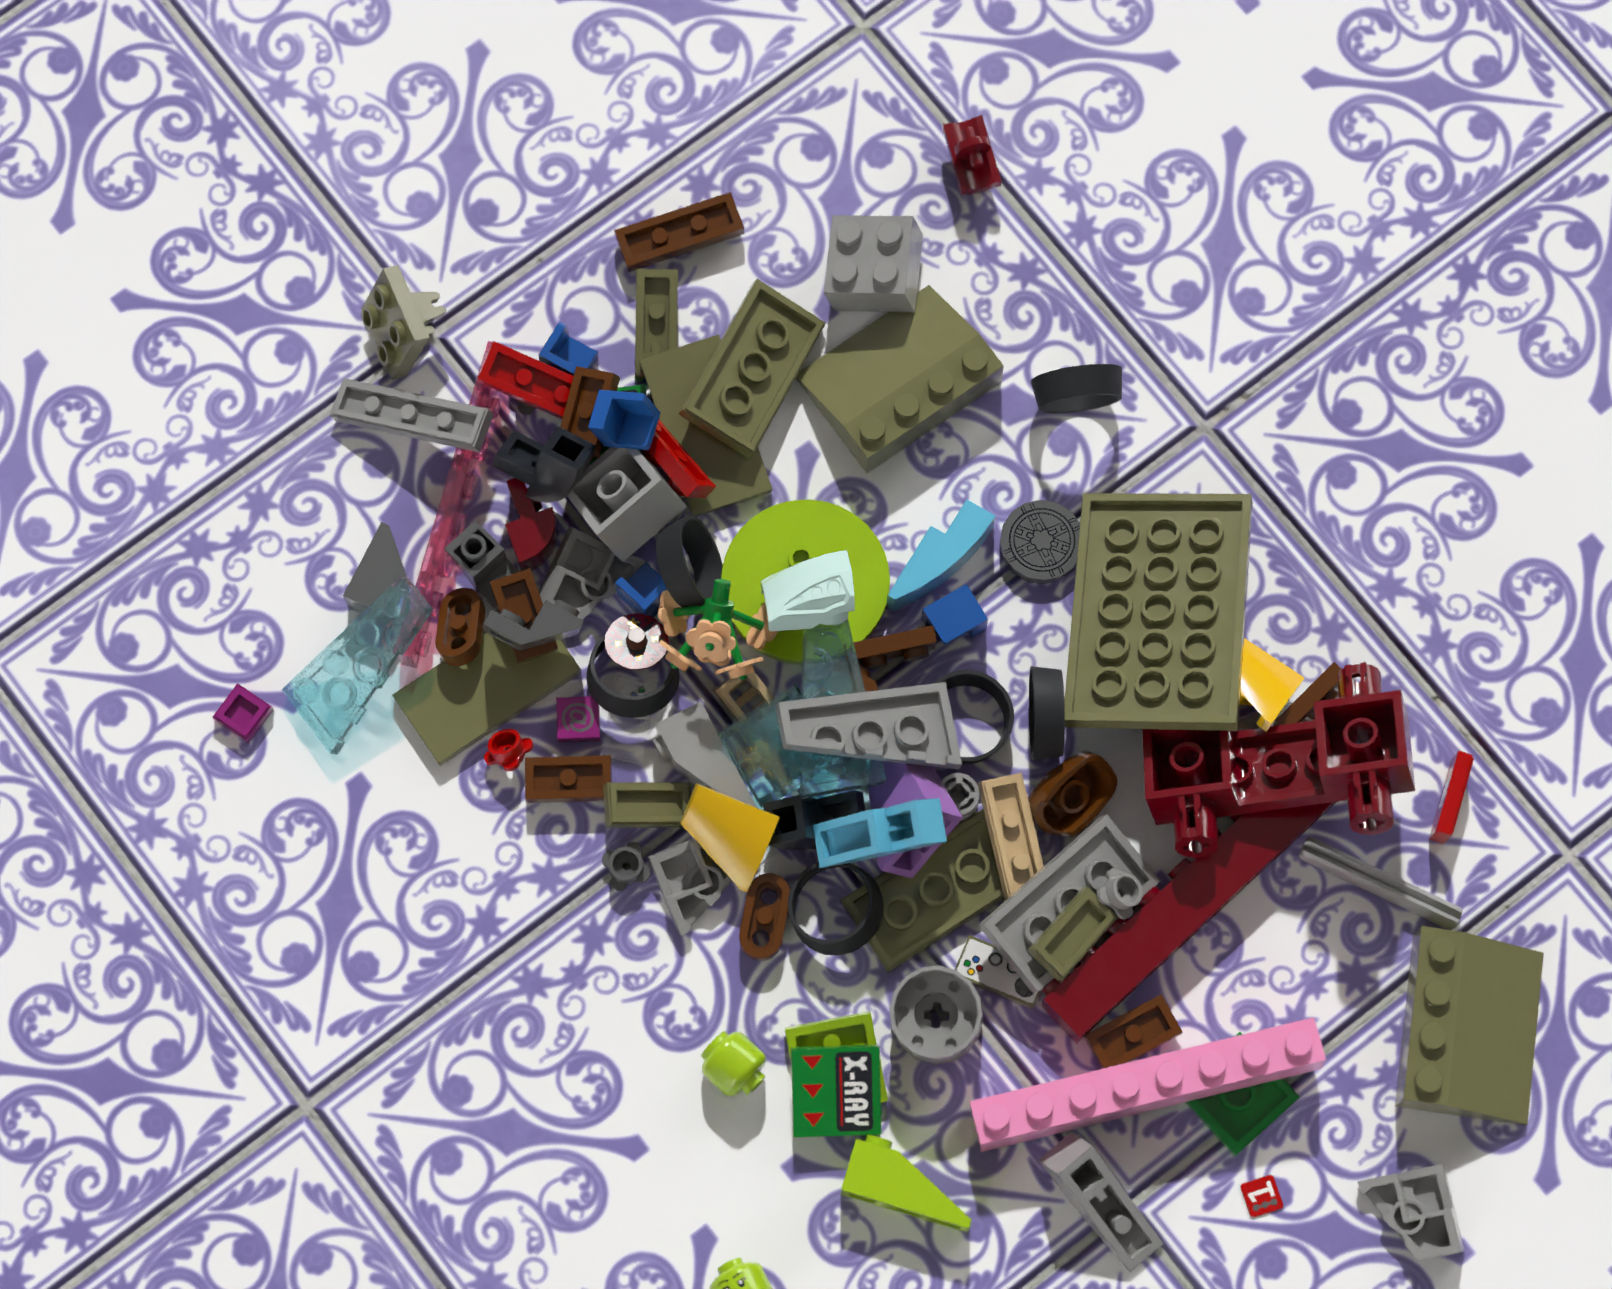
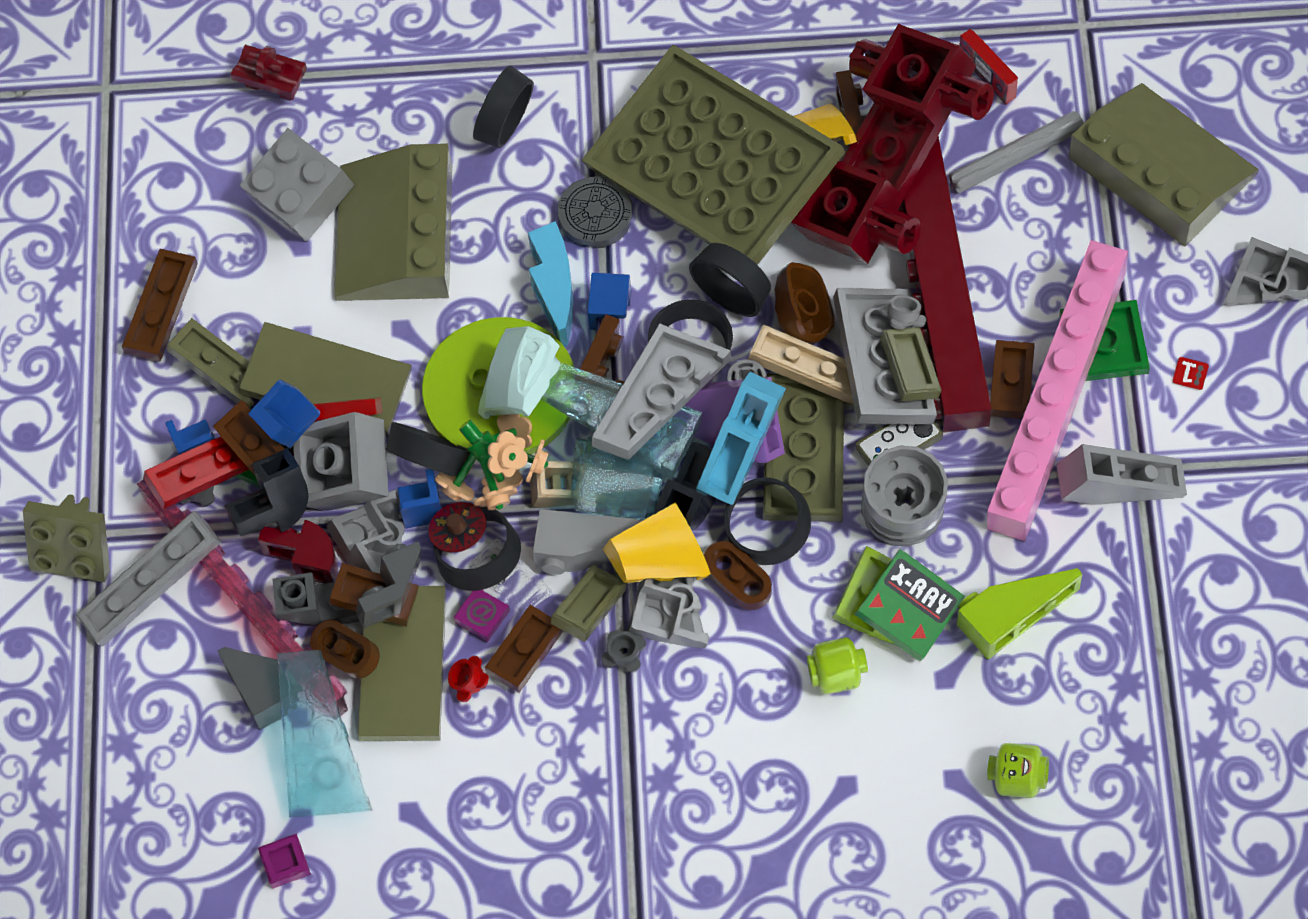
camera: 50 degrees left, 10 degrees down
(752, 368) = (309, 316): olive tile -> none

